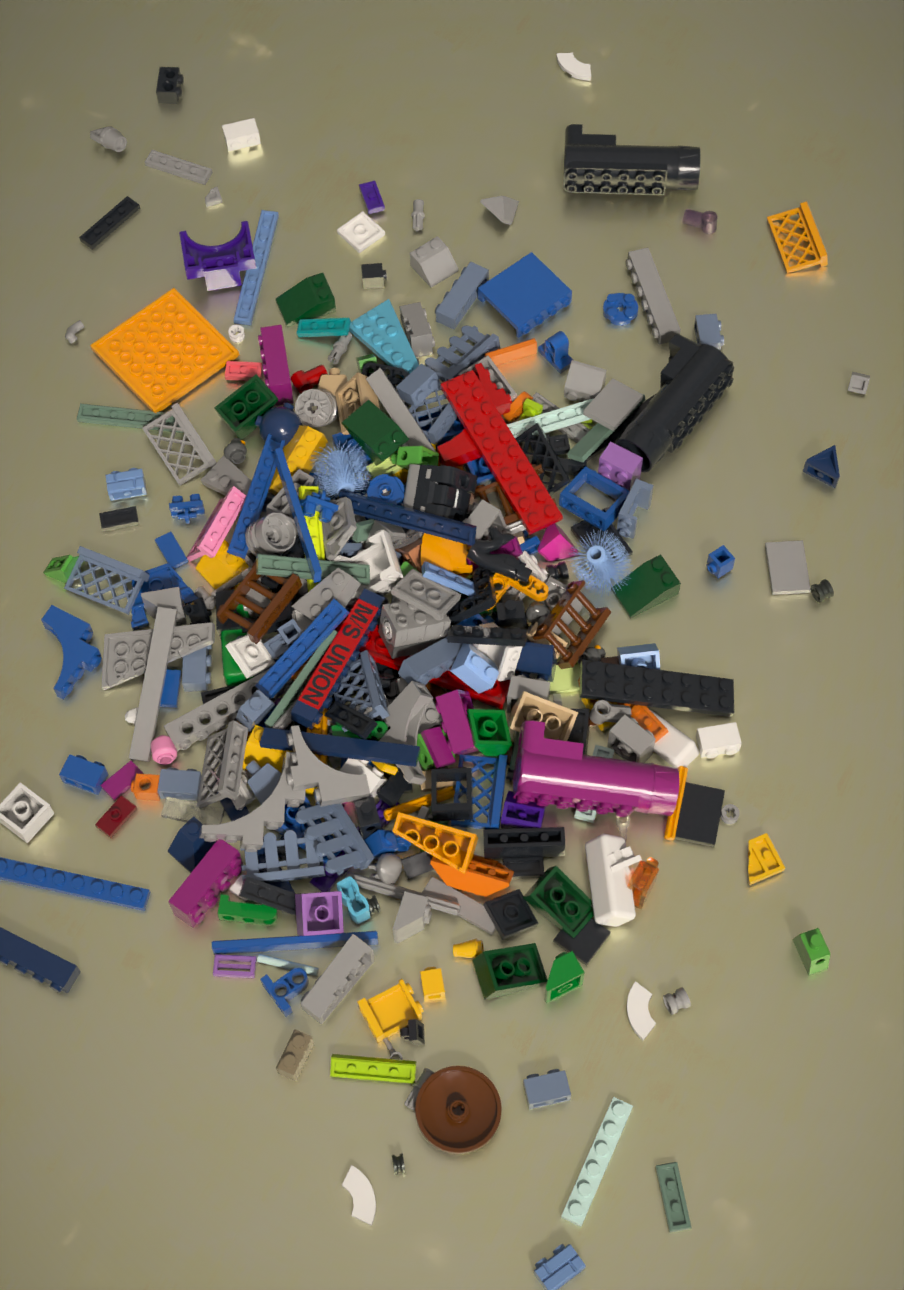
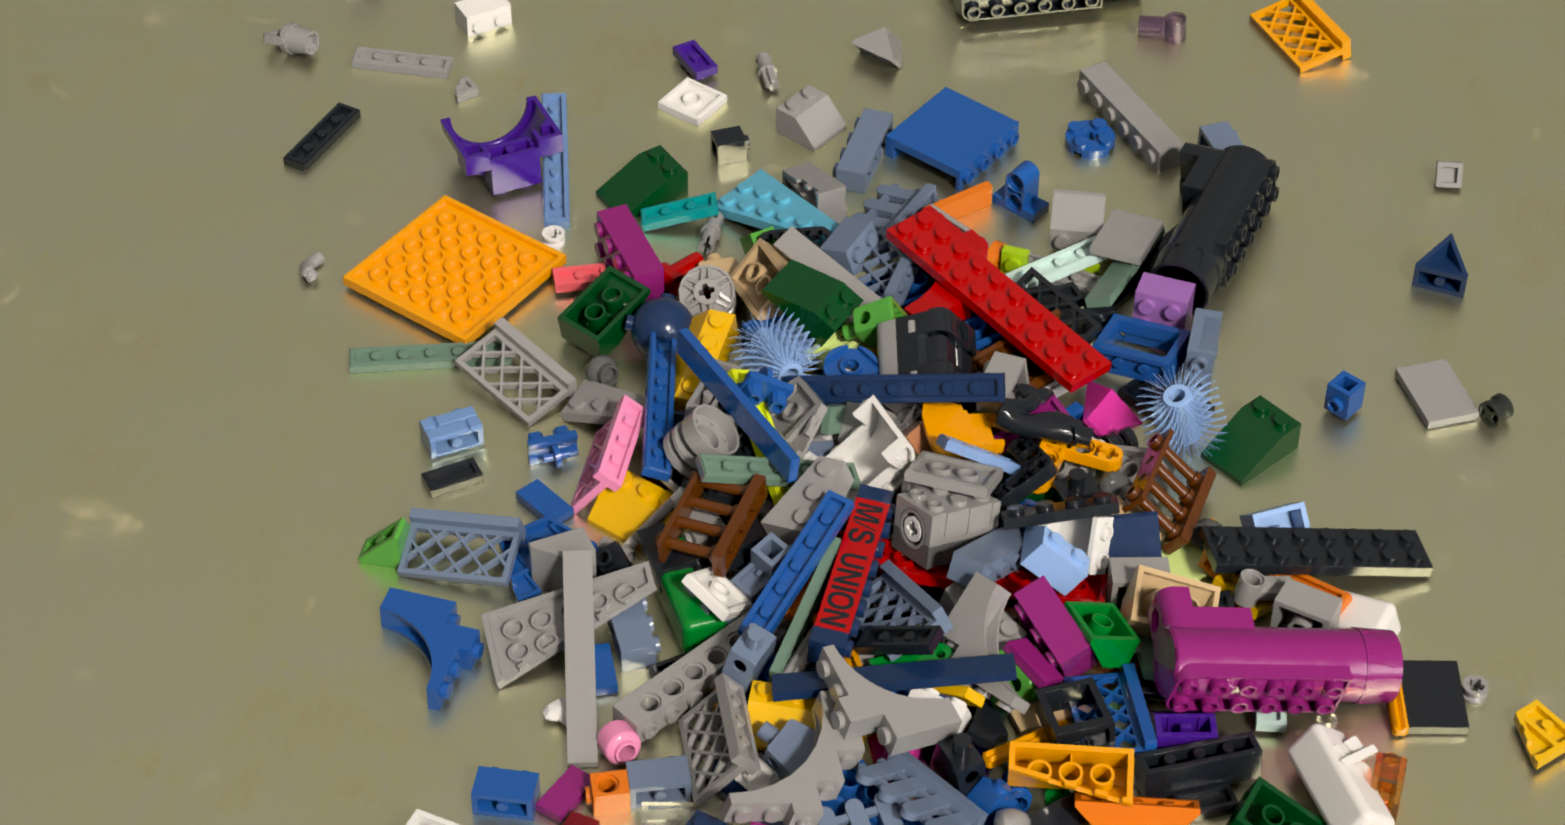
camera: 15 degrees left, 20 degrees down
(718, 740) = (1425, 602): white brick -> none

